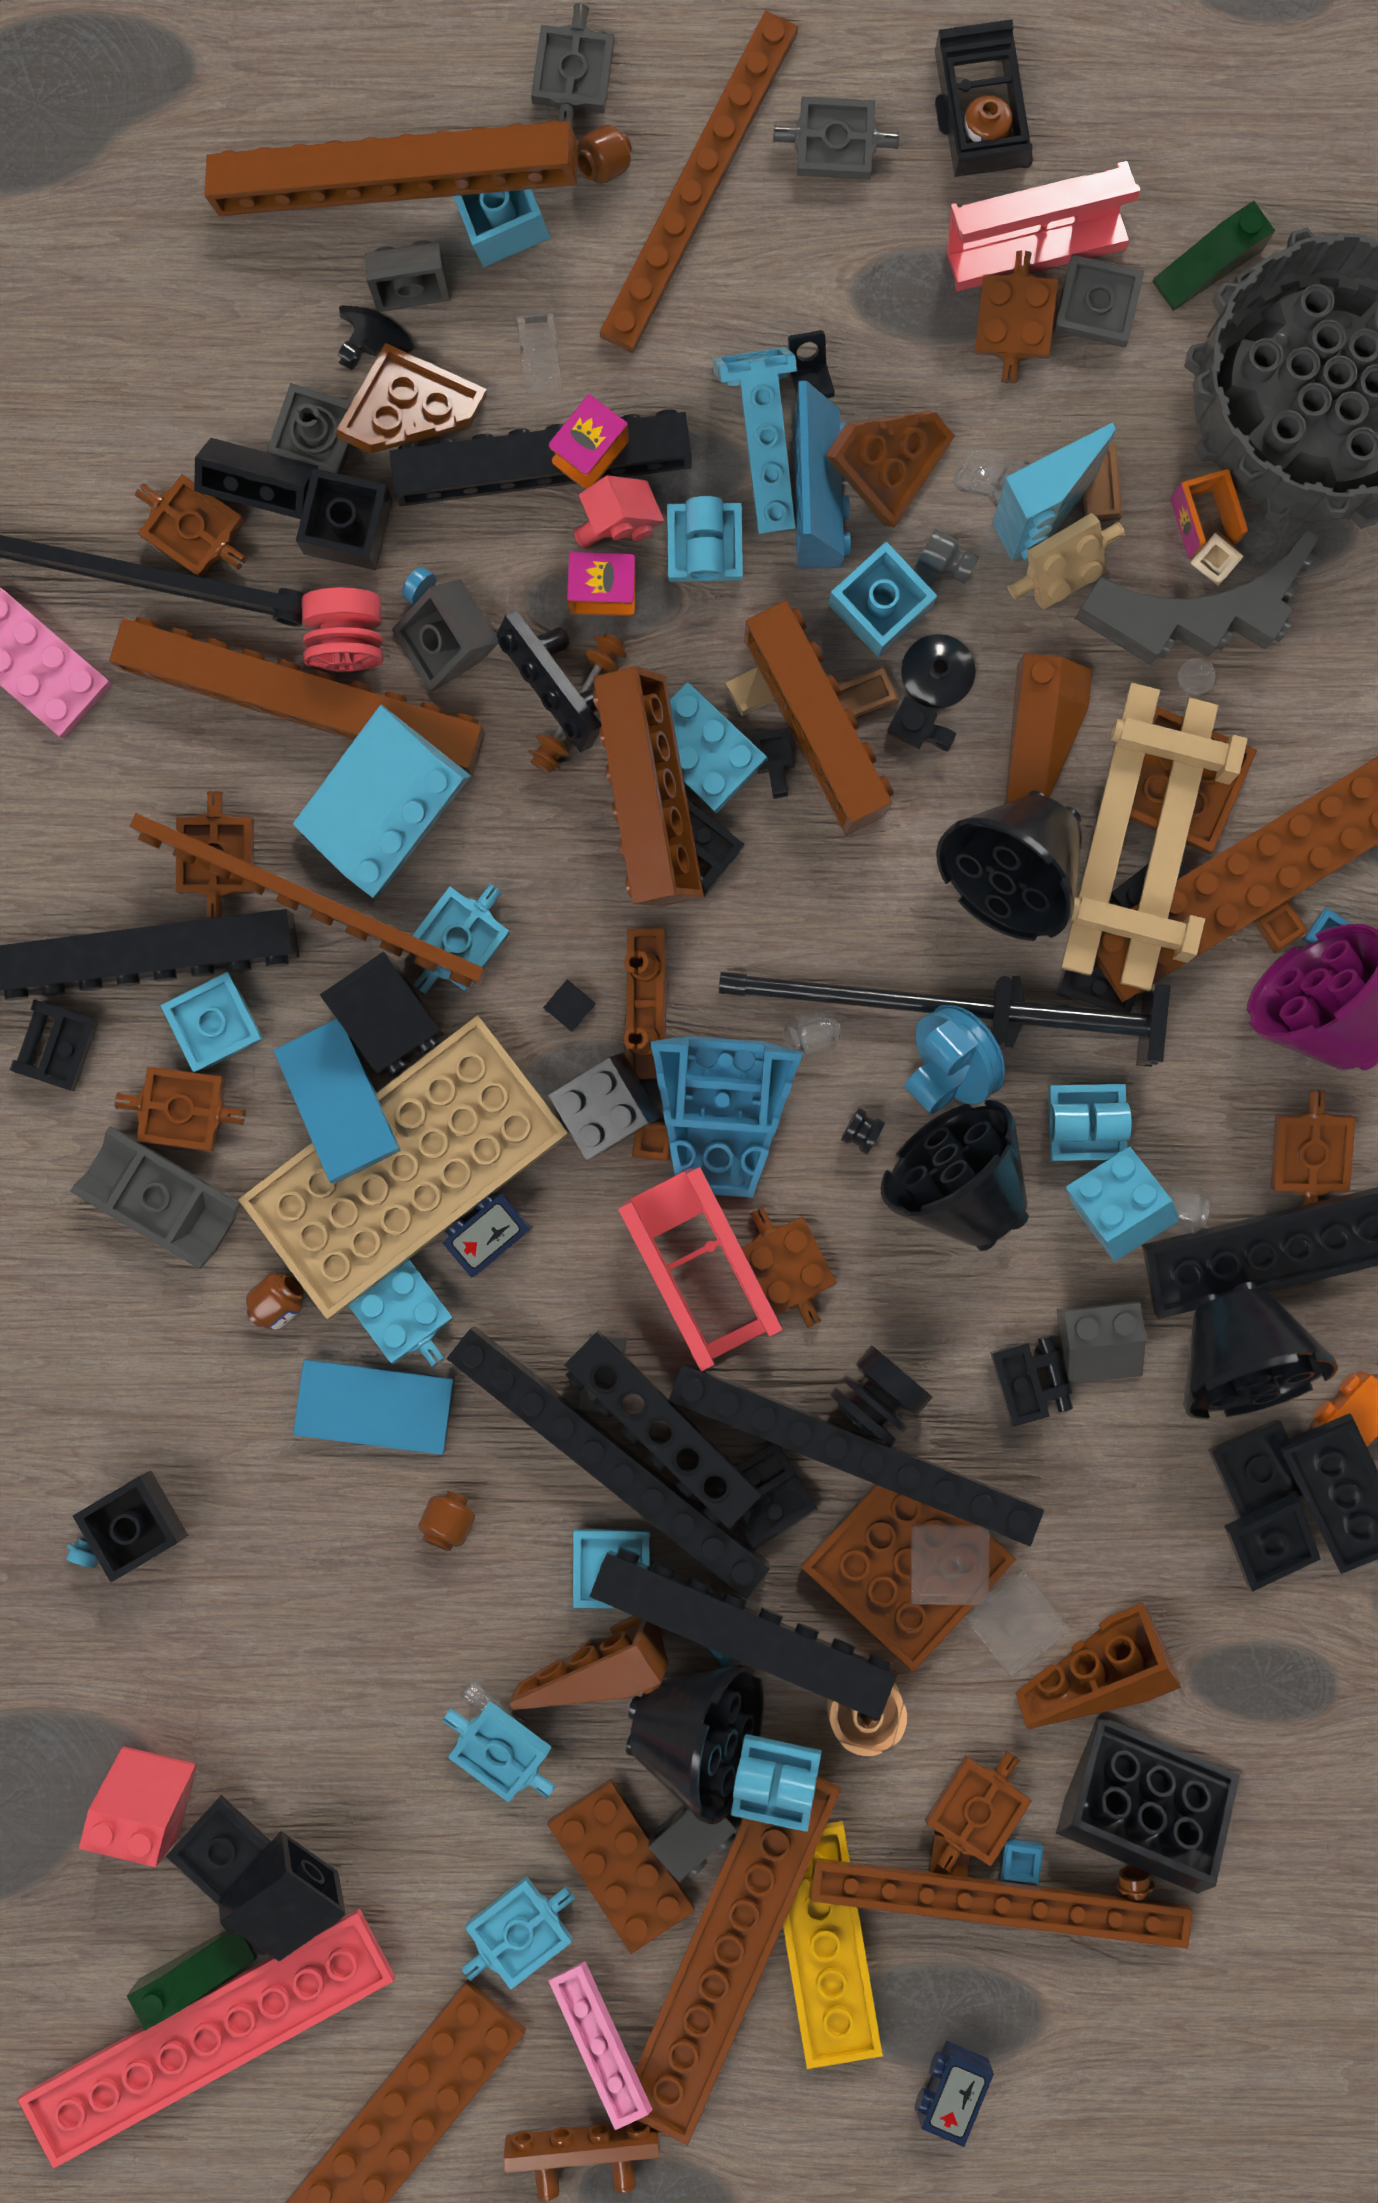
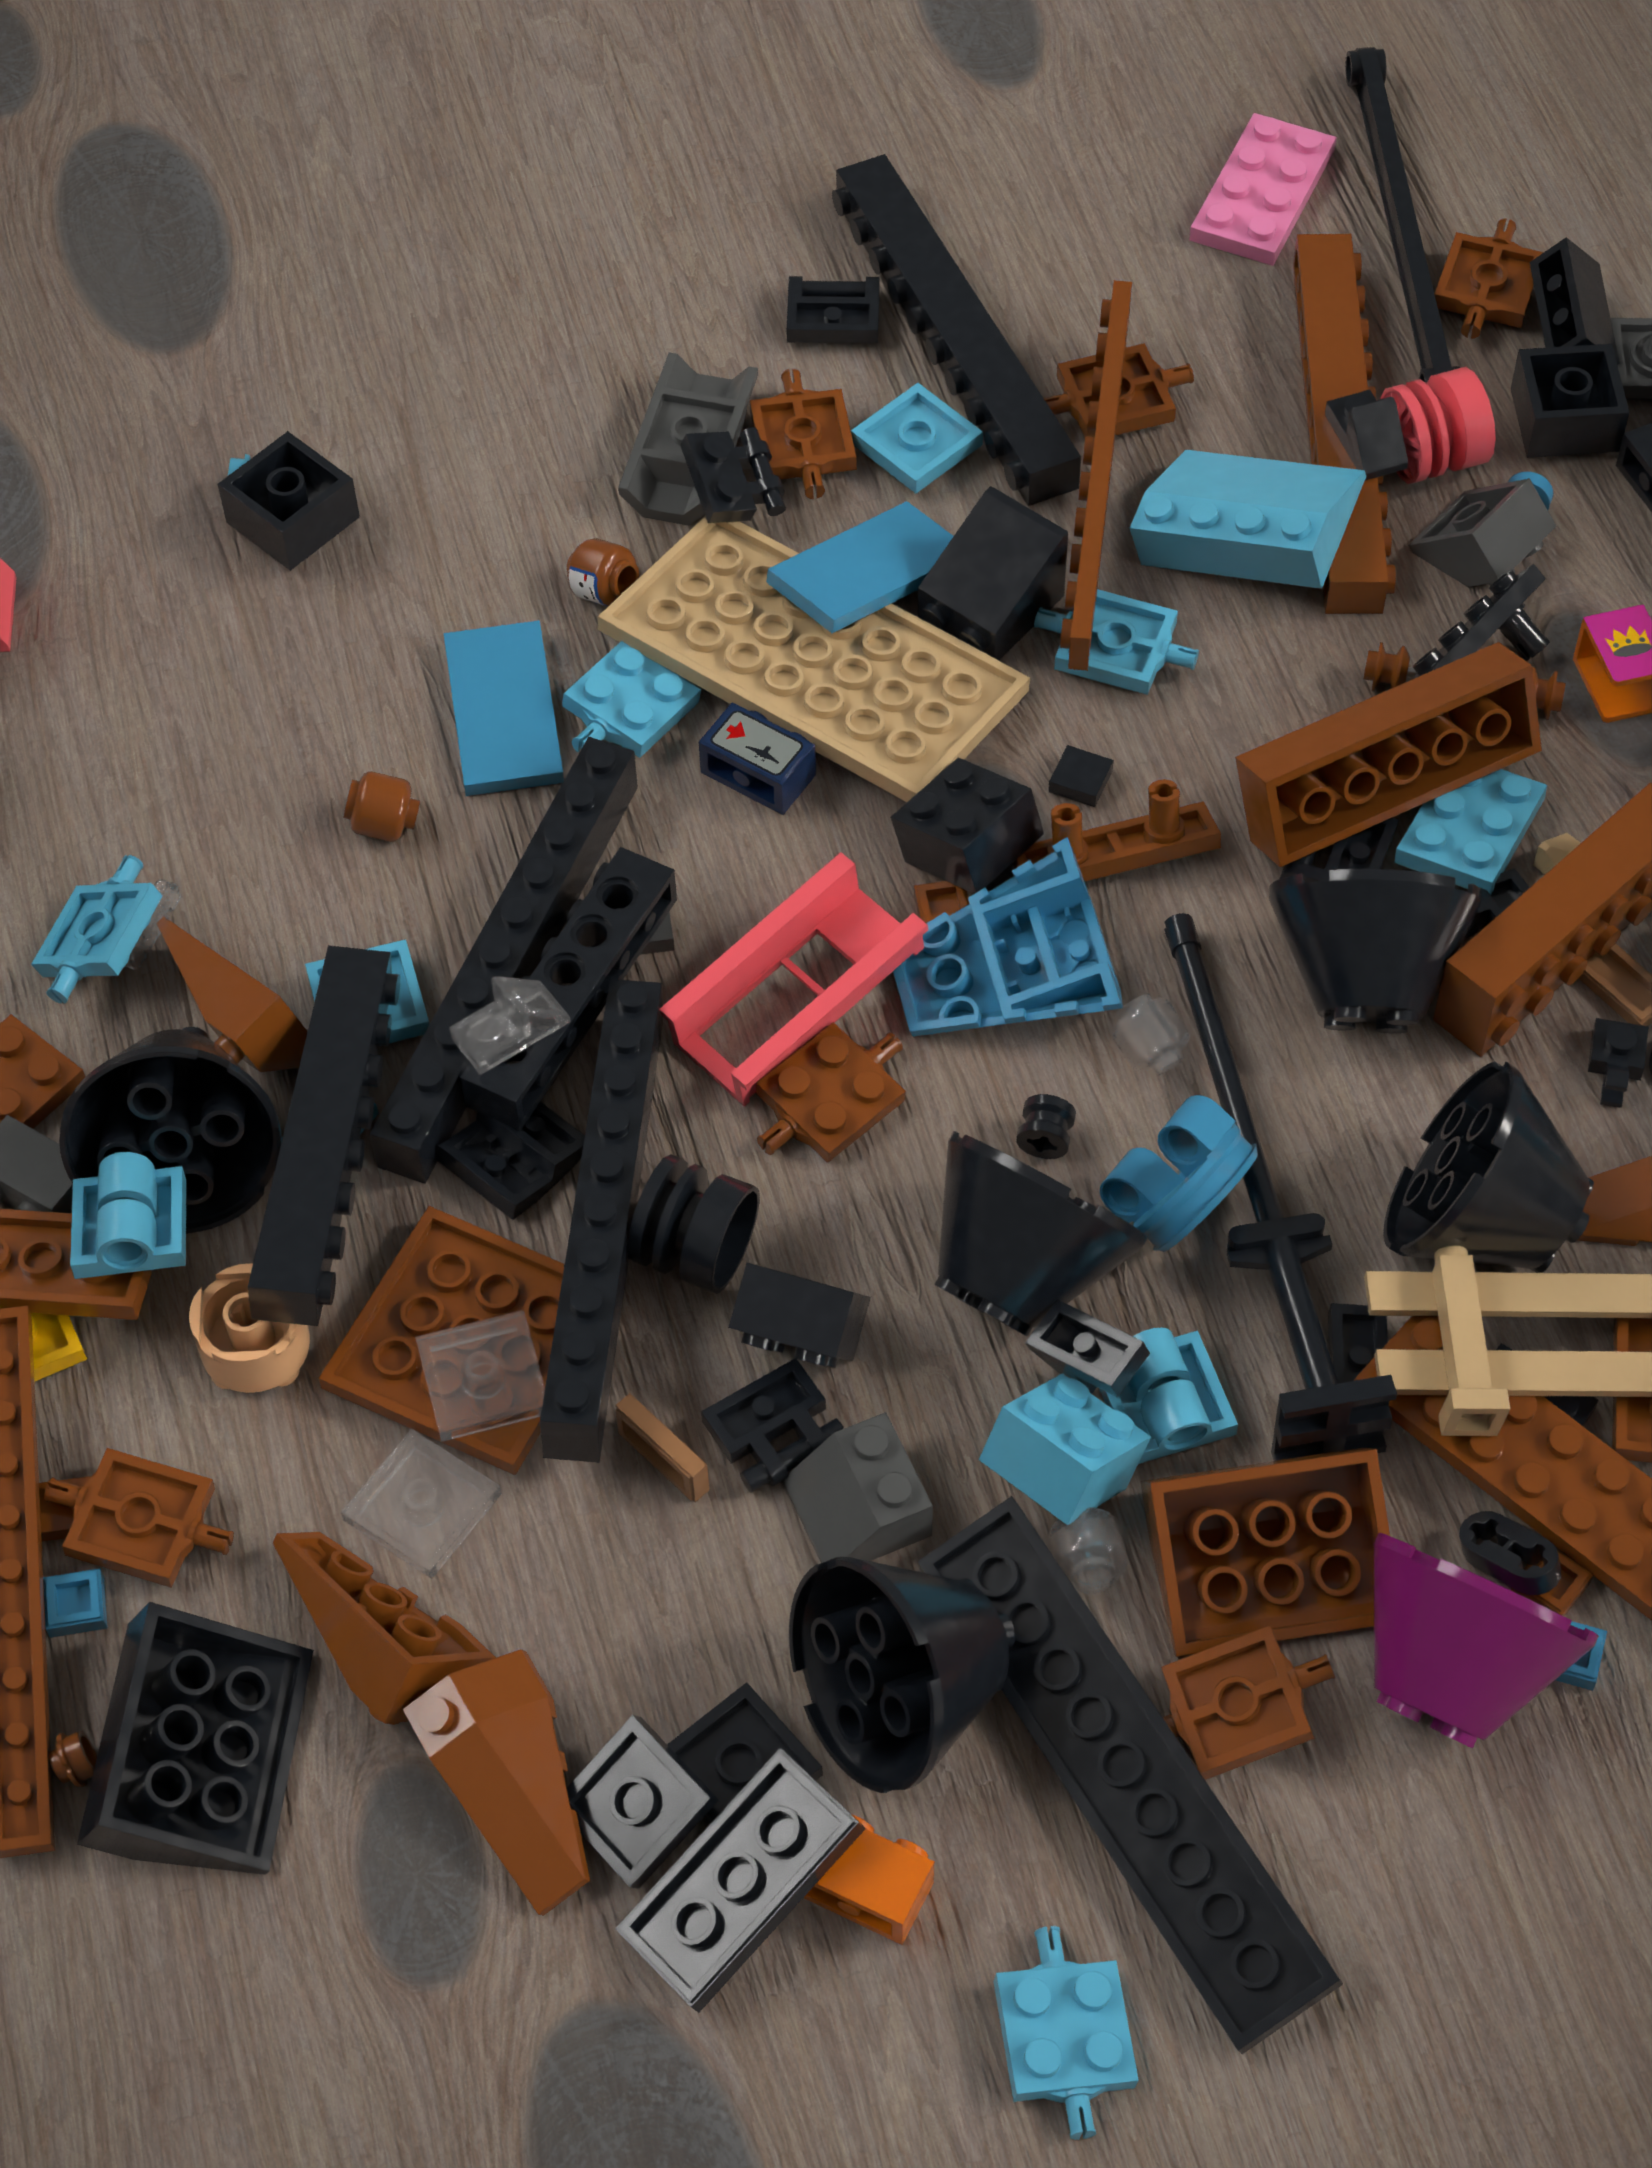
camera: 75 degrees right, 30 degrees down
(218, 1190) = (720, 478): none -> black plate
(339, 687) = (1369, 432): none -> black slope
(700, 1485) = (511, 1023): none -> clear slope
(803, 860) = (1373, 941): none -> black cone
(974, 1345) = (798, 1312): none -> black brick
(1030, 1459) = (662, 1448): none -> medium nougat tile
(1065, 1168) = (1087, 1349): none -> black slope
(1212, 1094) = (1267, 1547): none -> dark orange slope
(1219, 1621) = (501, 1758): none -> dark orange wedge
(1257, 939) = (1505, 1559): none -> black beam

